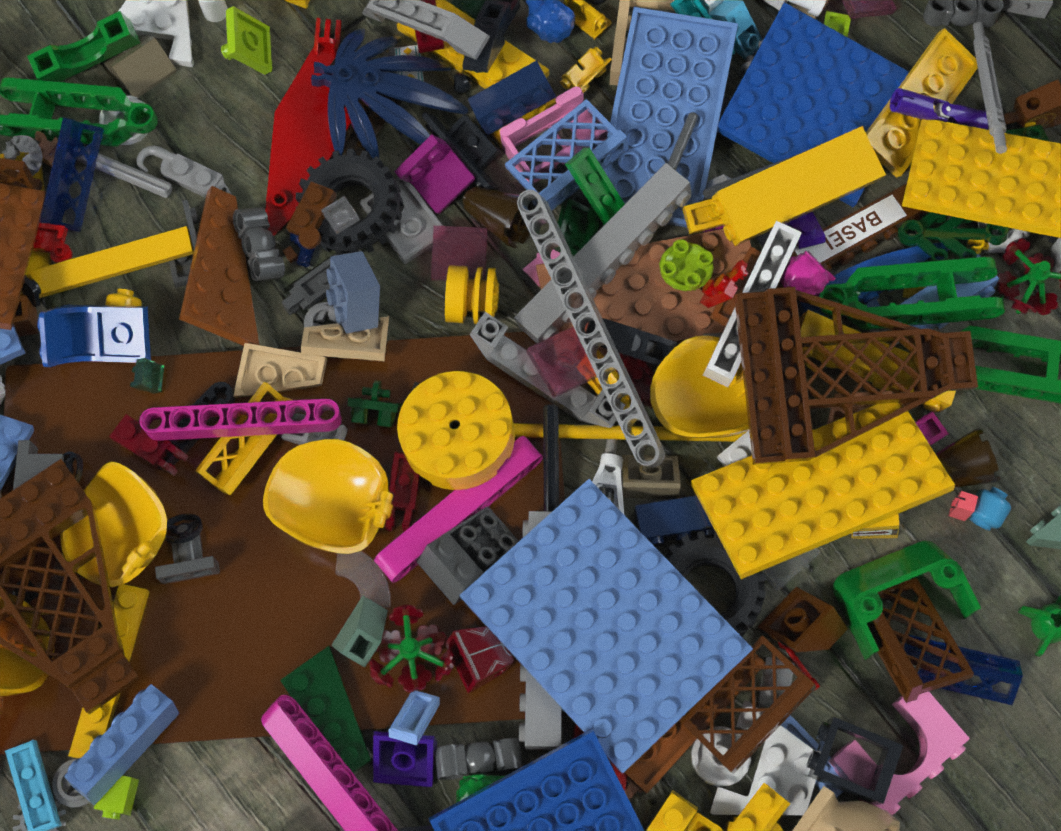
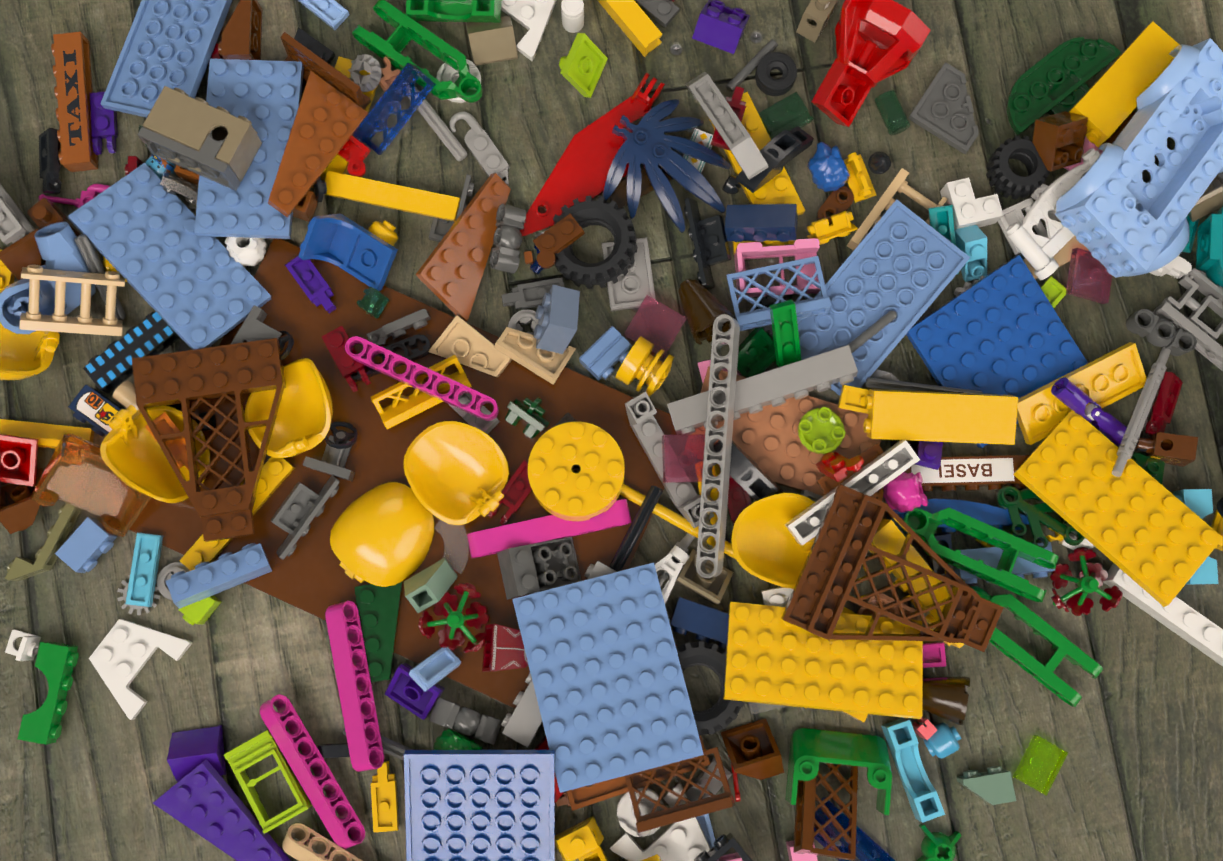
camera: 20 degrees right, 10 degrees up
(70, 389) = (311, 282): none -> dark purple hinge
(177, 631) = (298, 512): none -> dark grey bracket
(189, 385) = (398, 327): none -> dark grey hinge
(284, 607) = (383, 535): none -> yellow piece
(340, 215) = (578, 253): clear plate -> none
(422, 306) = (605, 354): none -> medium blue brick
(436, 173) = (671, 253): magenta bracket -> none
(576, 49) = (835, 204): none -> reddish brown plate
(999, 573) = (905, 752): none -> medium azure arch
(1008, 72) = (1165, 404): none -> dark red hinge

